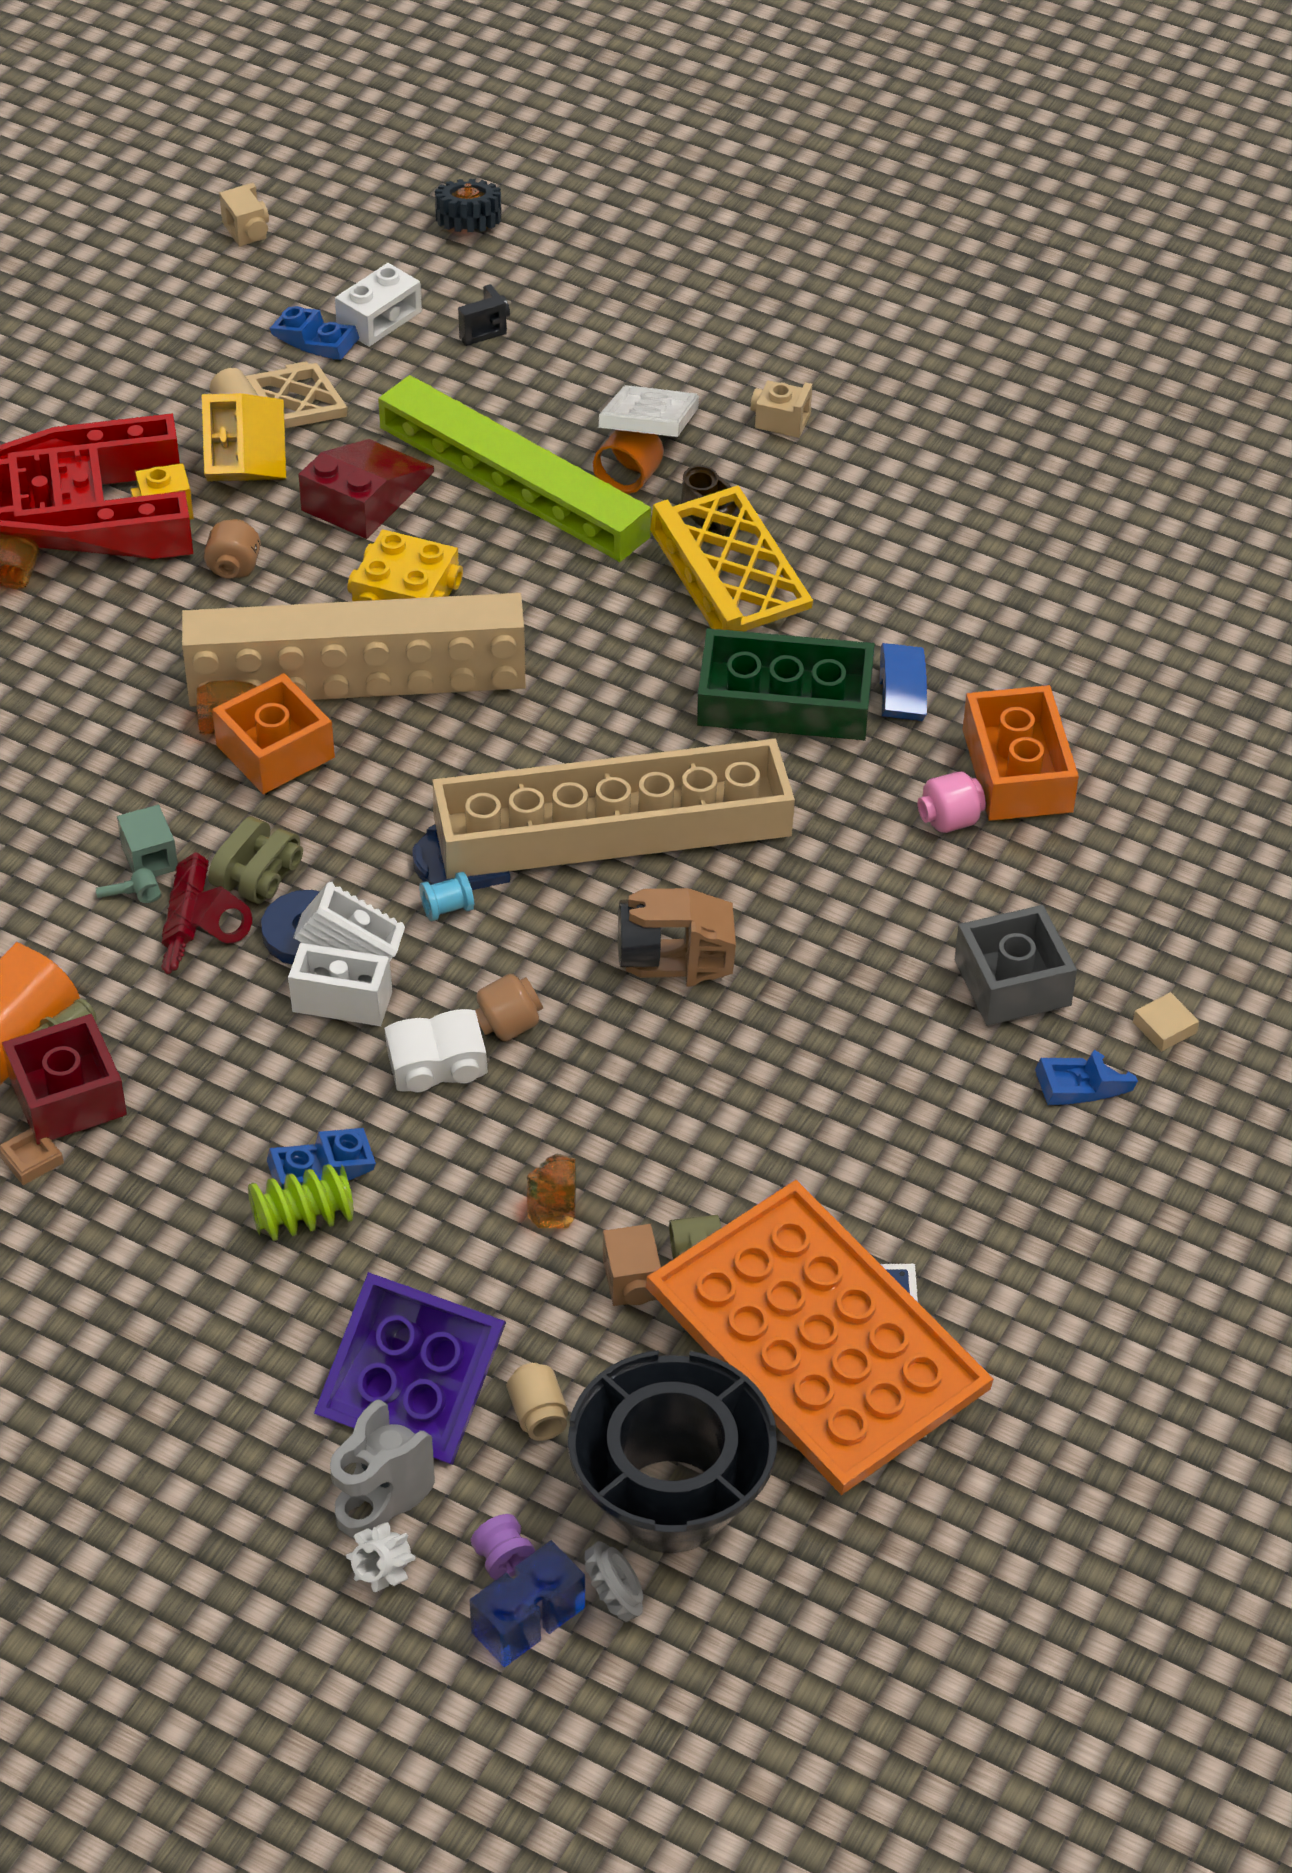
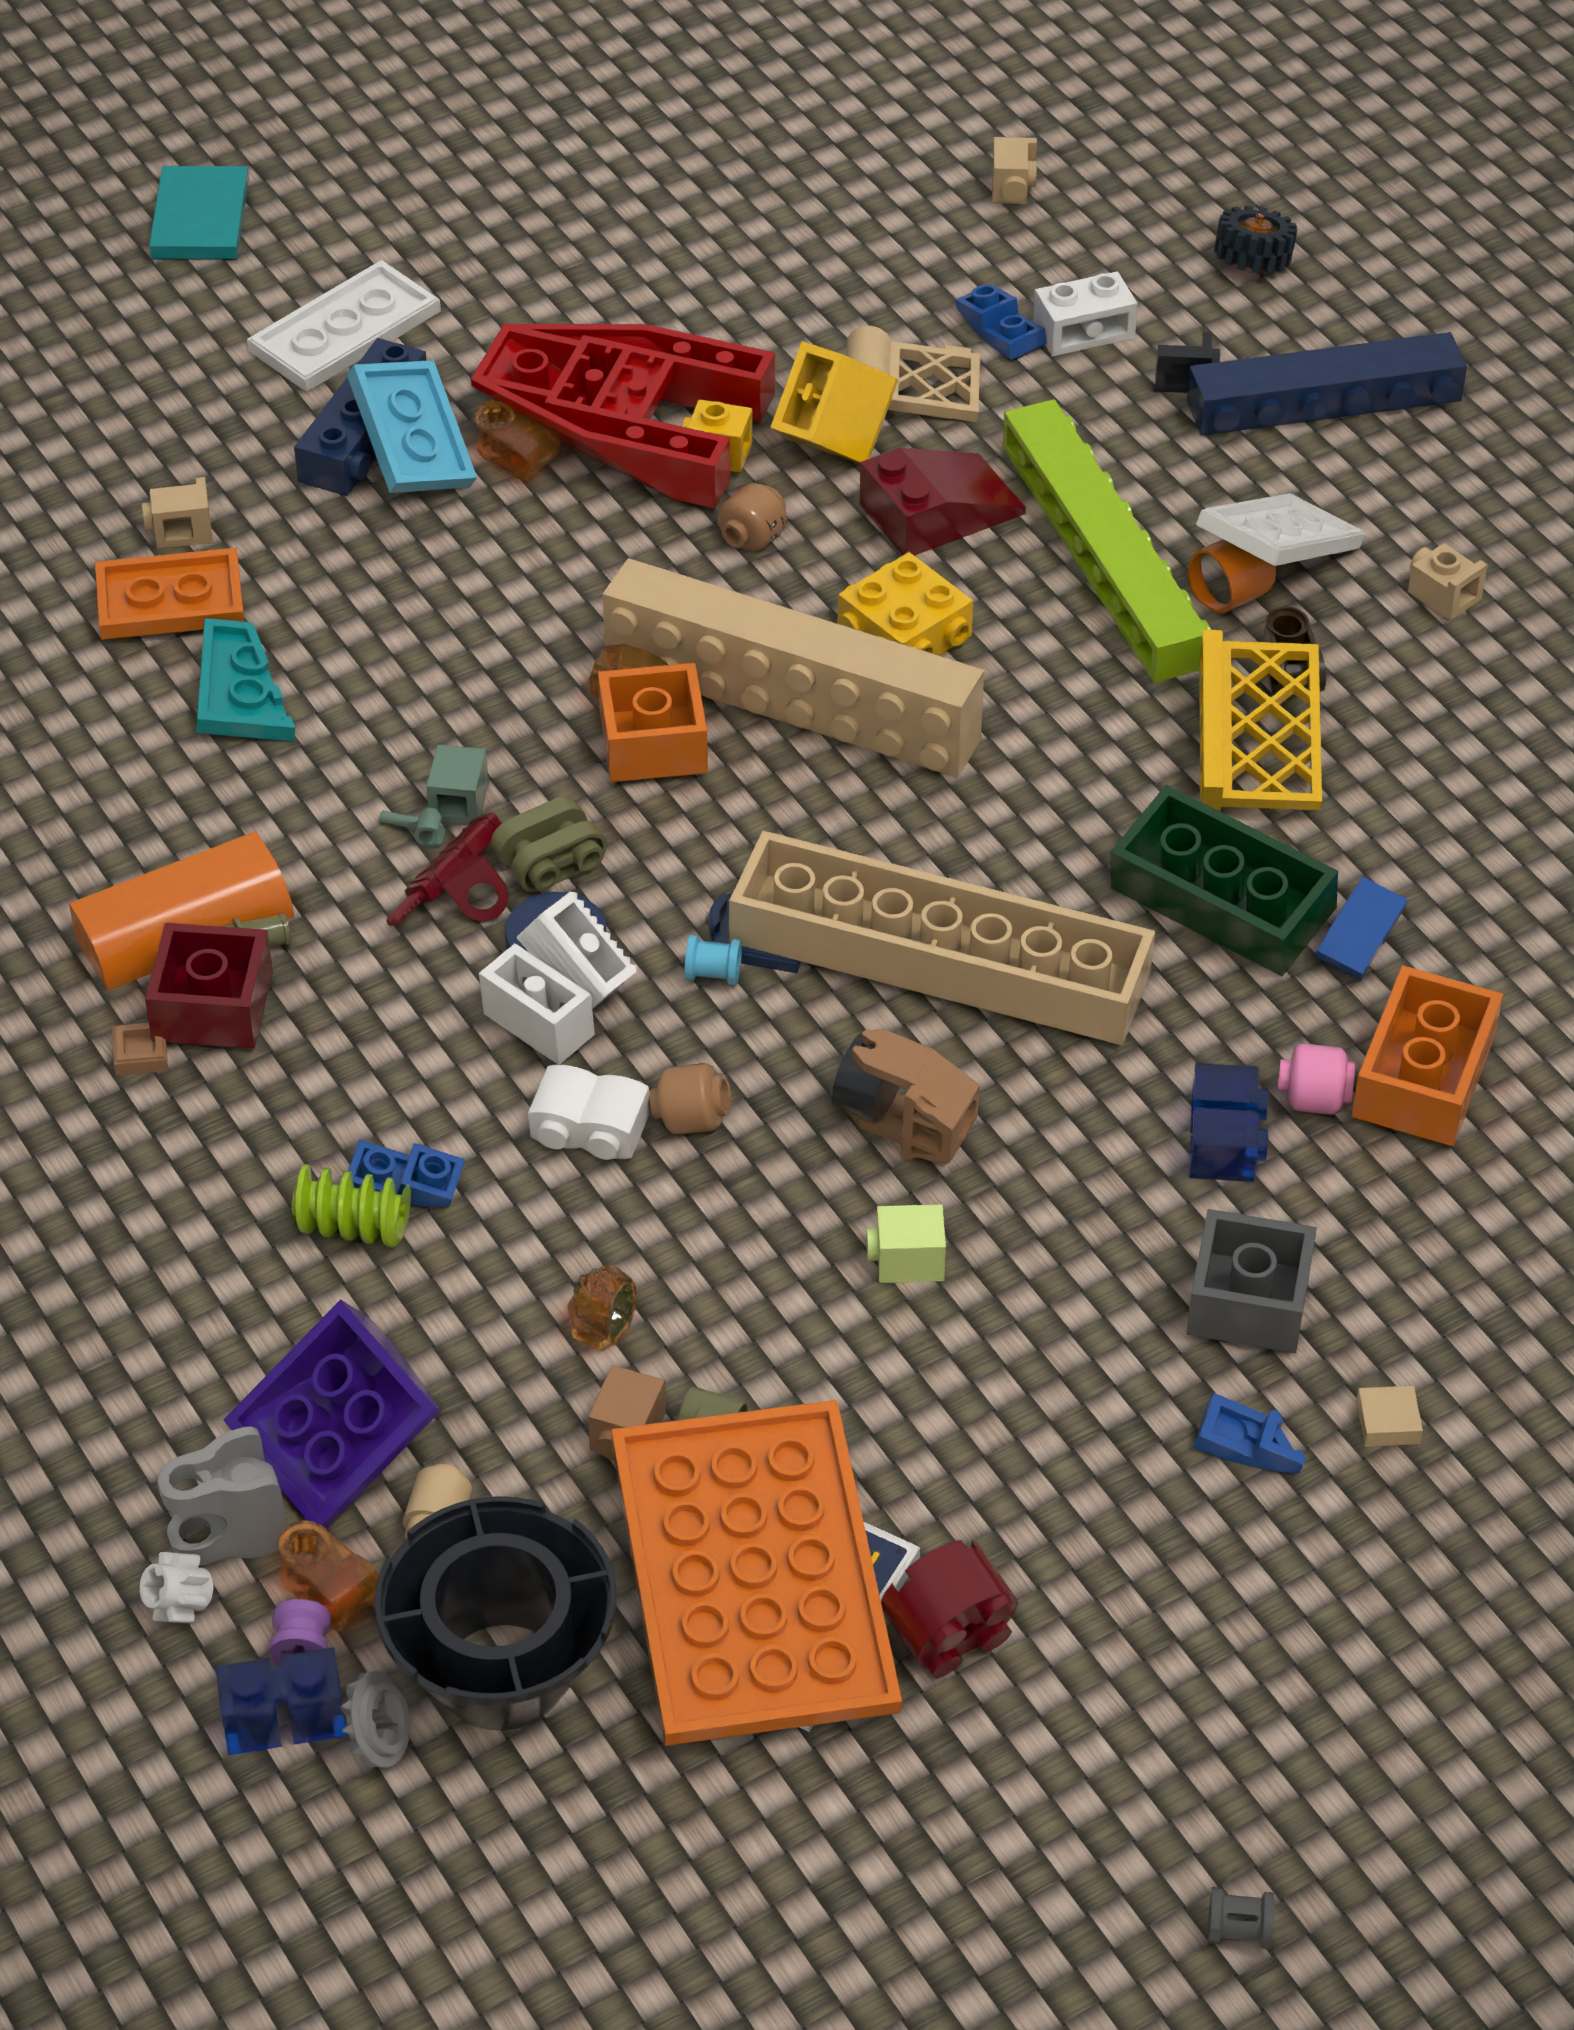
camera: 30 degrees right, 0 degrees up
(491, 1491) = (326, 1572): none -> clear orange piece
(594, 295) = (1326, 383): none -> dark blue brick
(748, 1045) = (908, 1243): none -> yellowish green brick
(908, 849) = (1225, 1122): none -> clear blue piece
(979, 1294) = (950, 1606): none -> dark red brick

